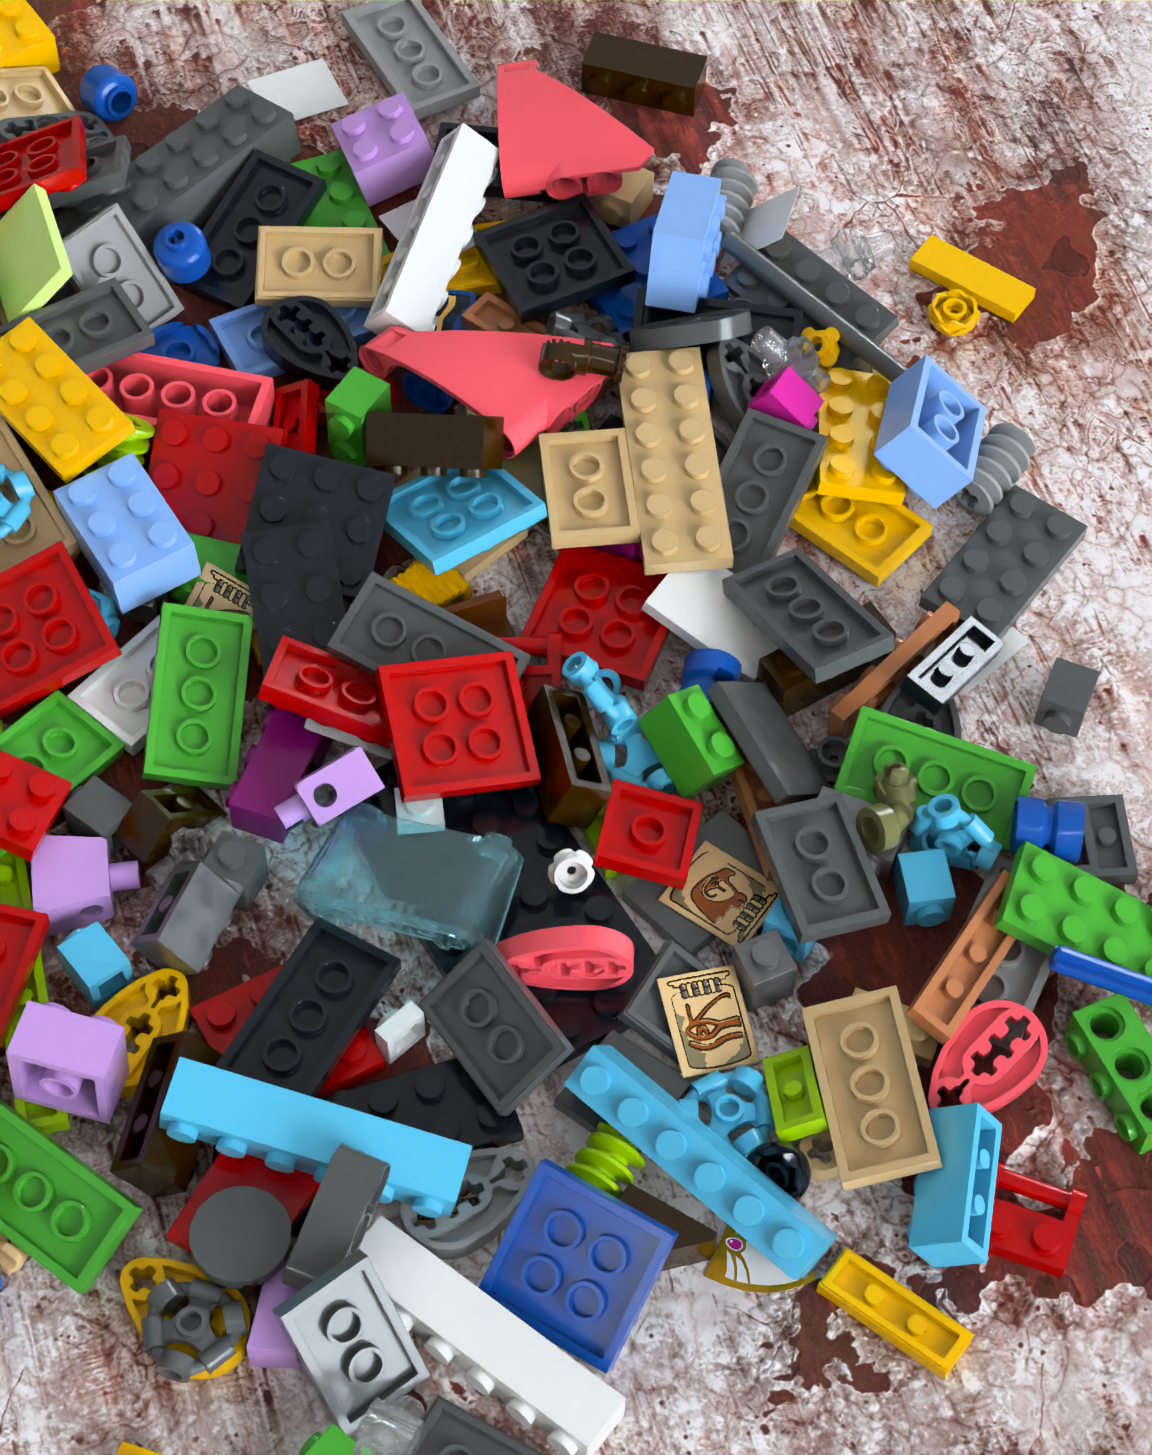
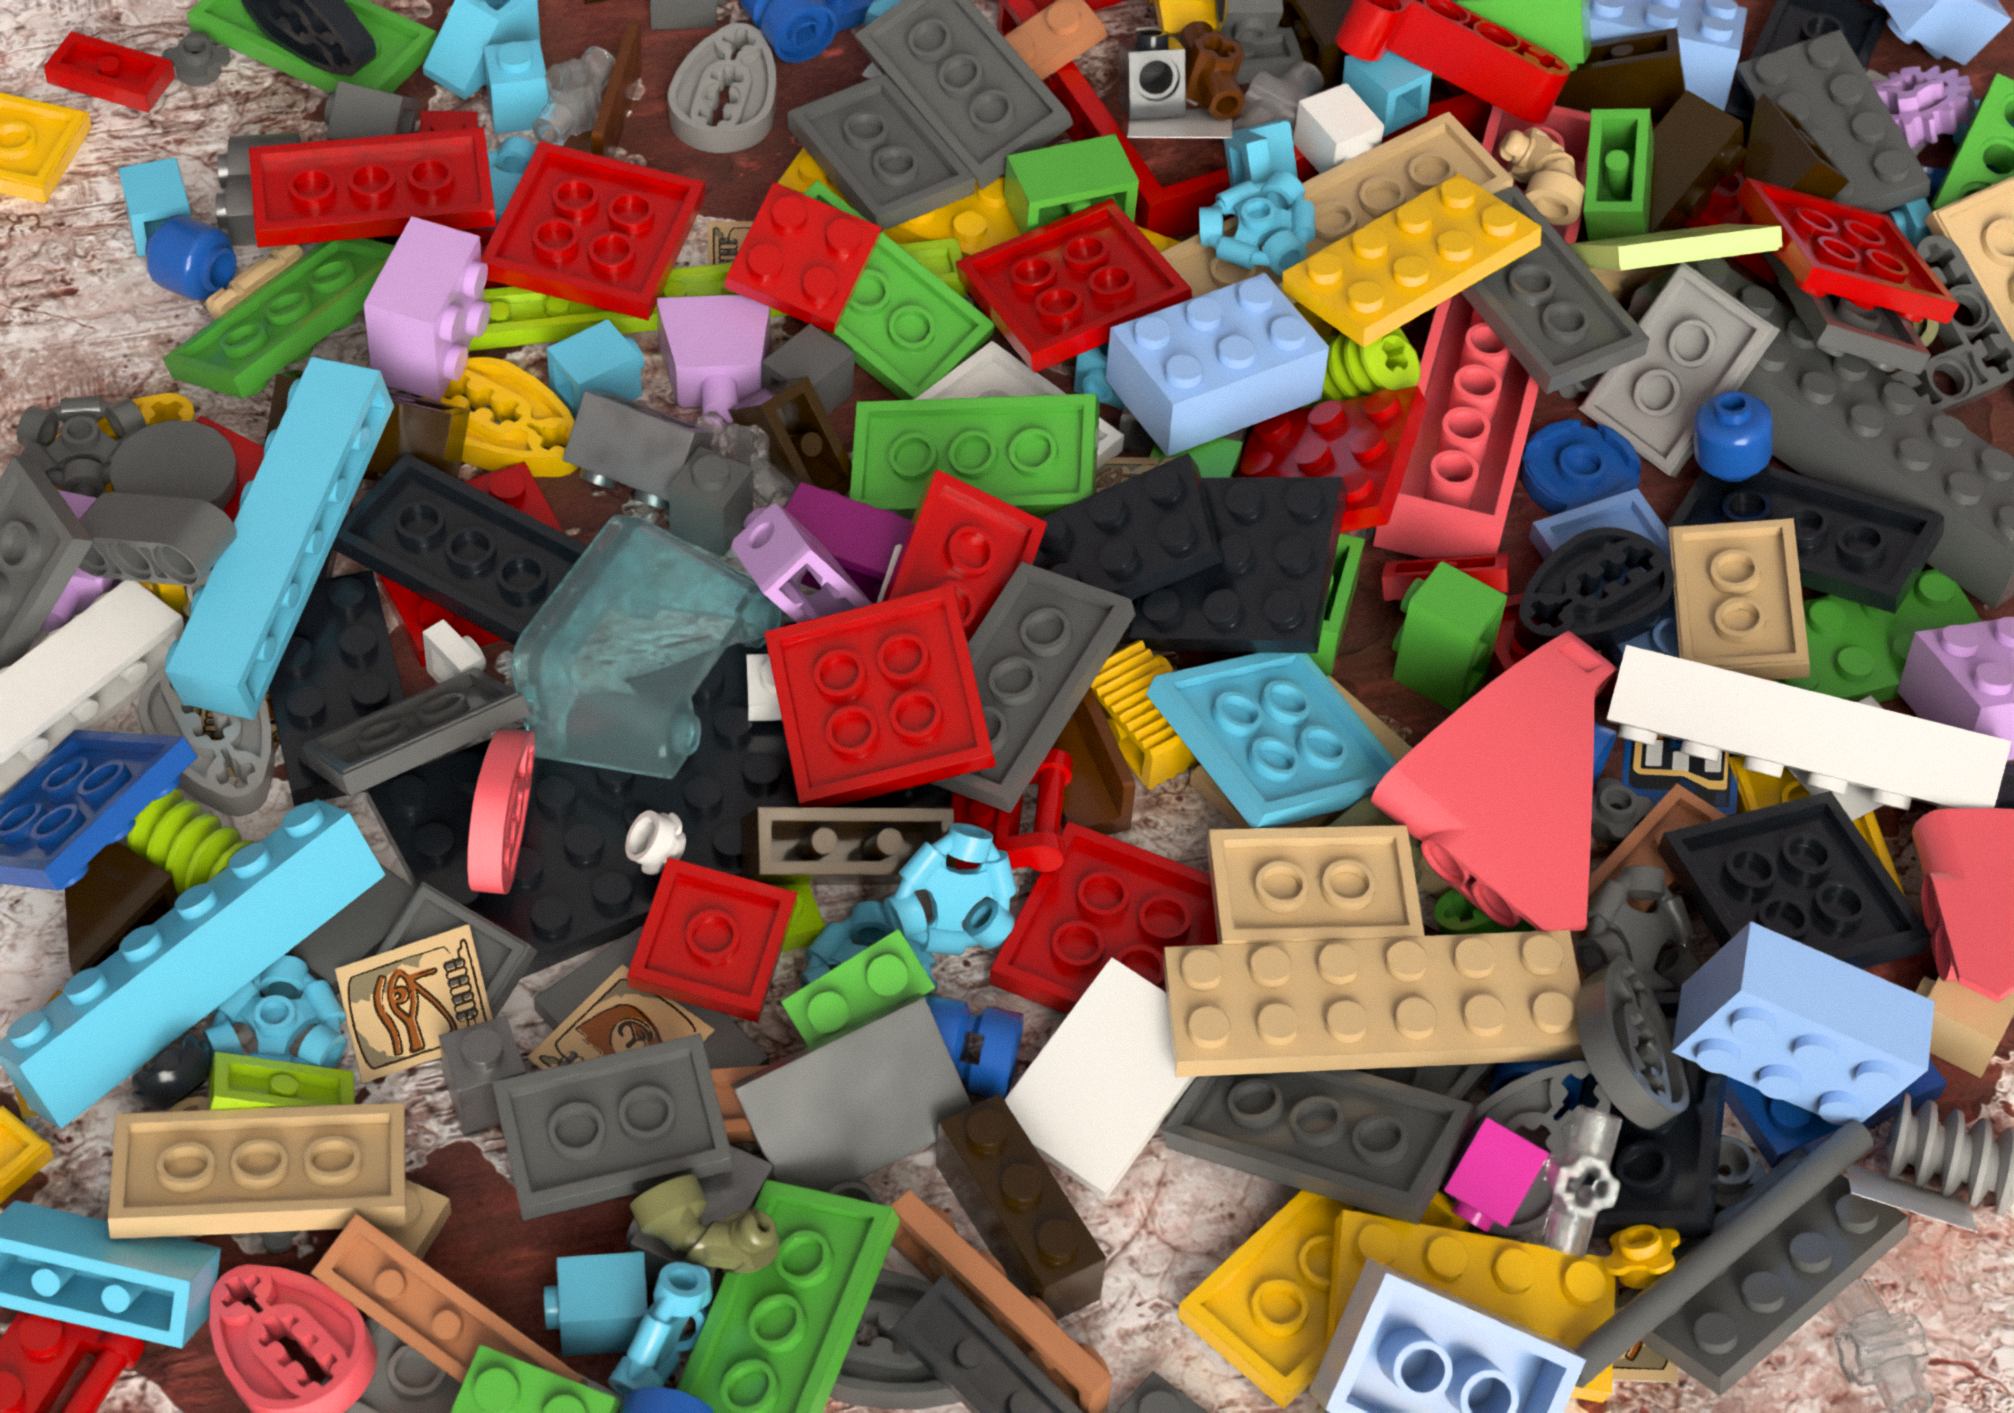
camera: 90 degrees right, 5 degrees down
(434, 443) = (1381, 696): dark brown brick -> none
(581, 359) = (1528, 868): dark brown connector -> none
(808, 615) = (1059, 1146): dark grey plate -> none

